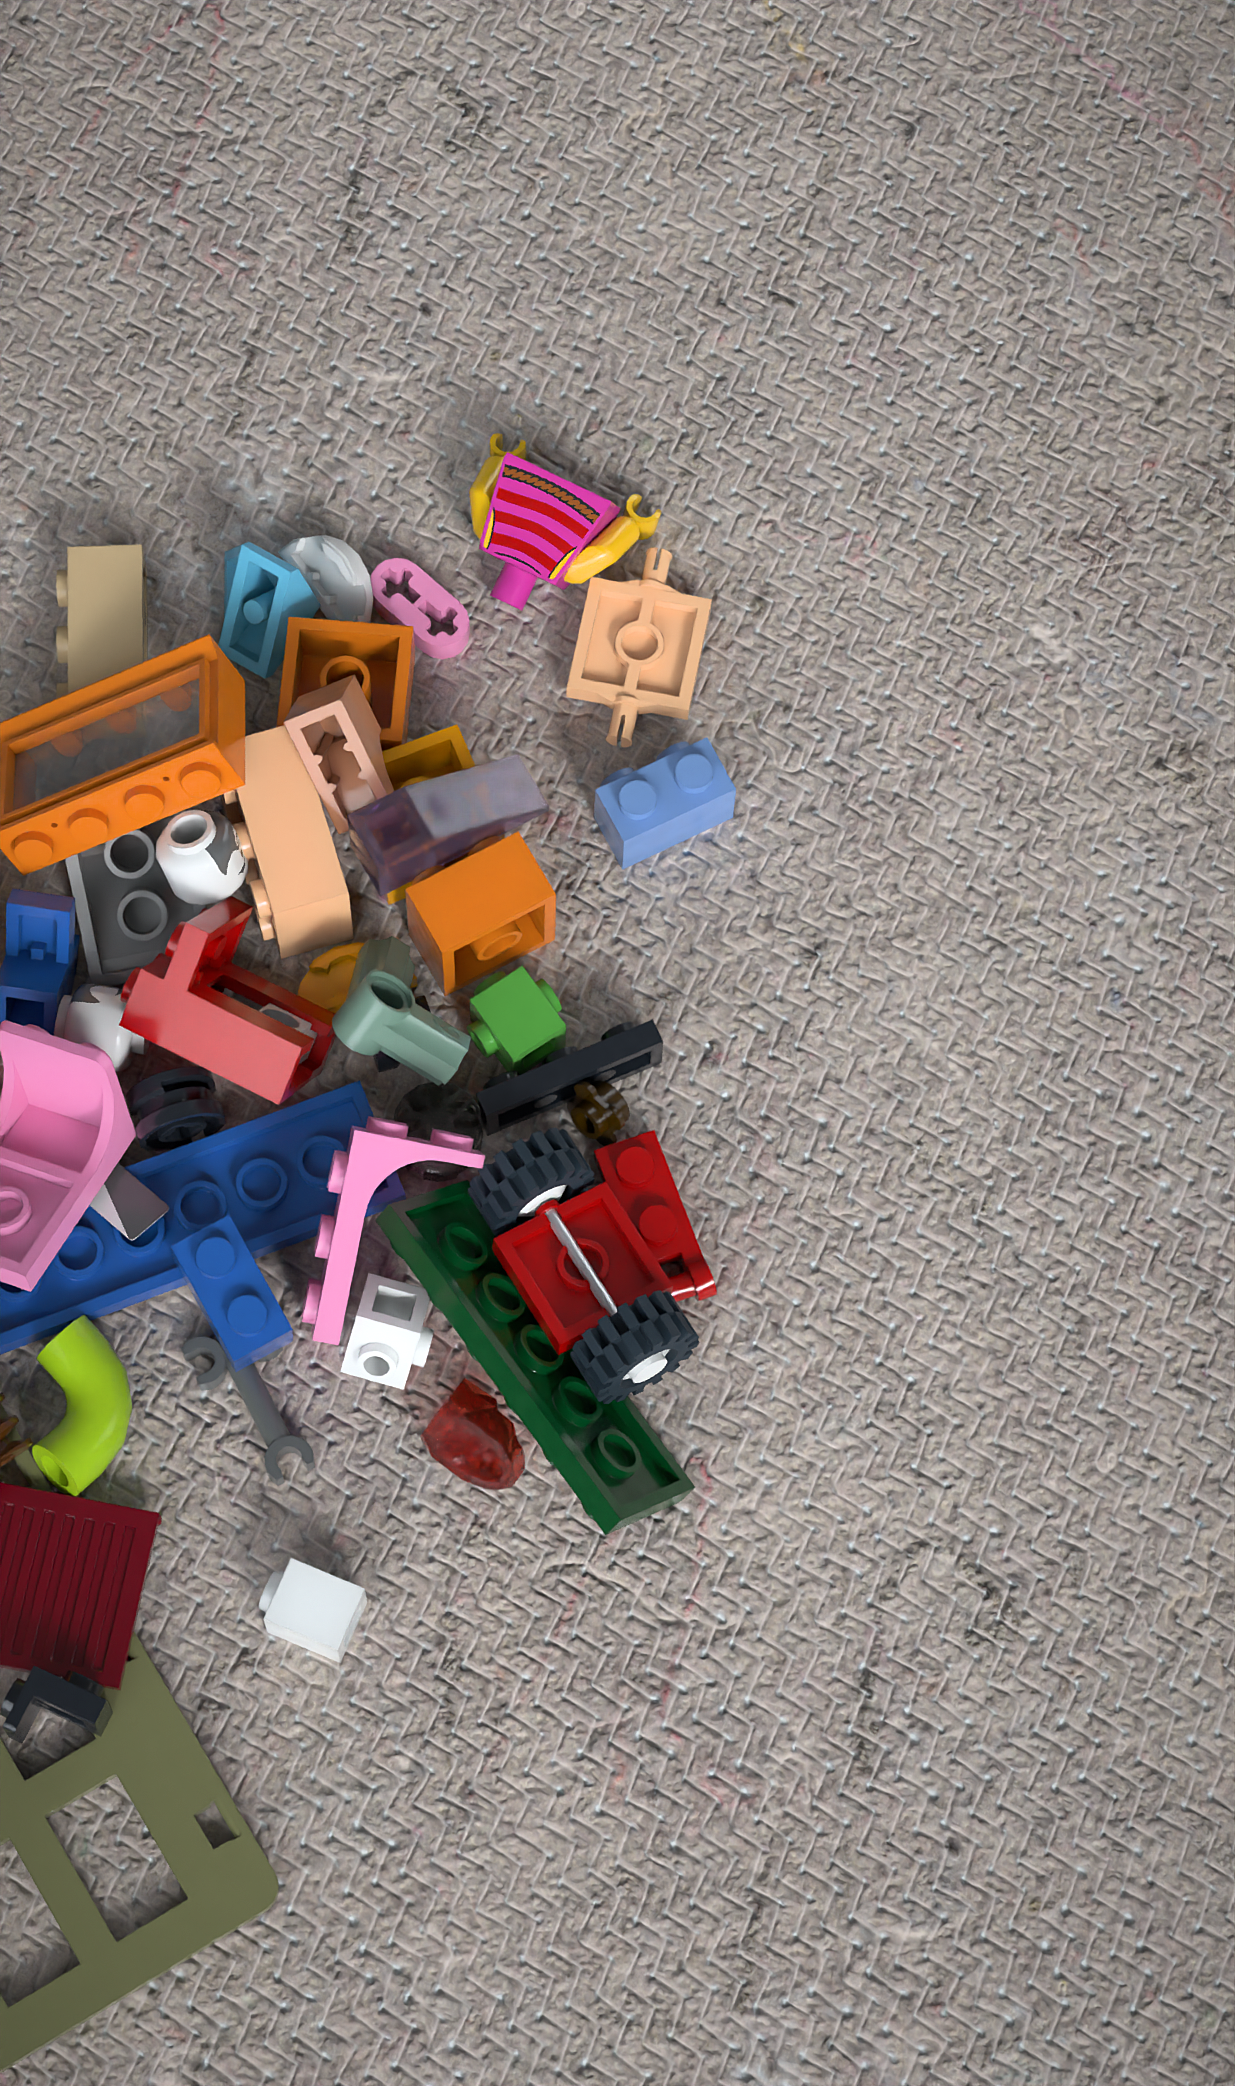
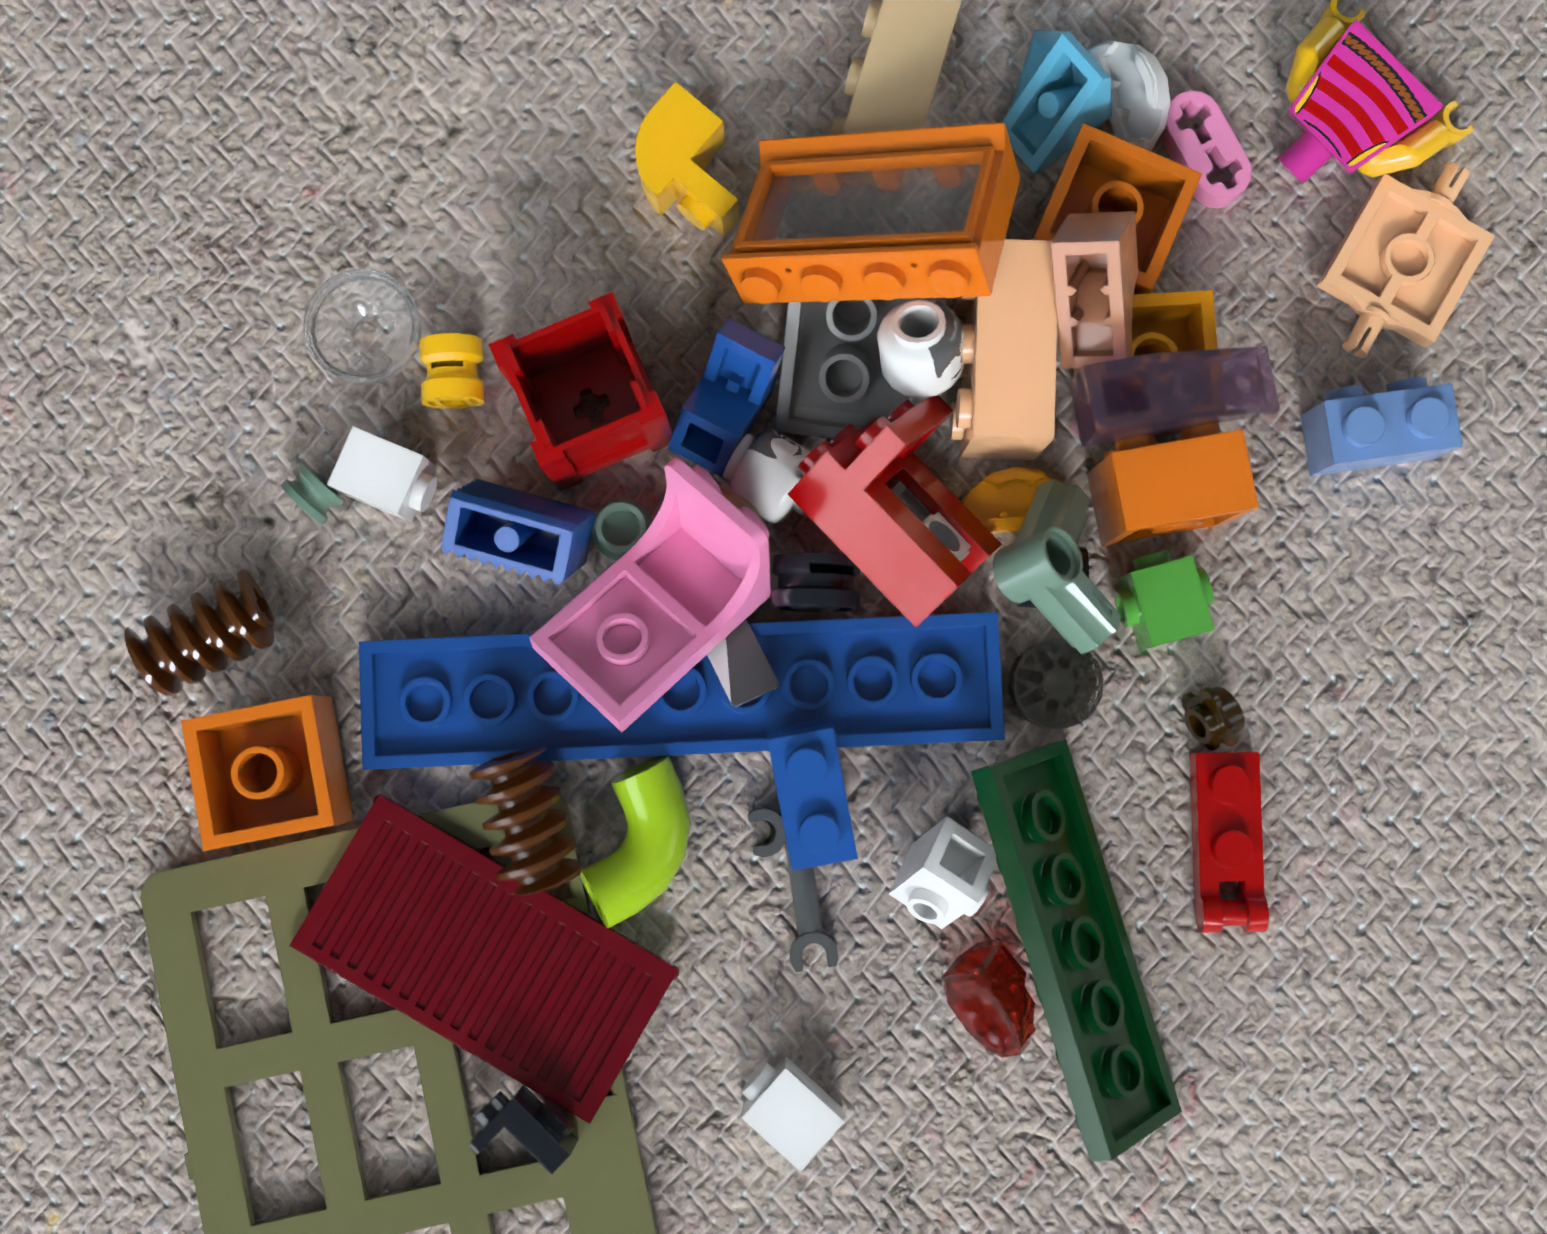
camera: 25 degrees right, 15 degrees up
(355, 1175) = (977, 726): bright pink bracket -> none
(582, 1266) = (1153, 881): plate -> none
(618, 1055) = (1199, 670): black plate -> none

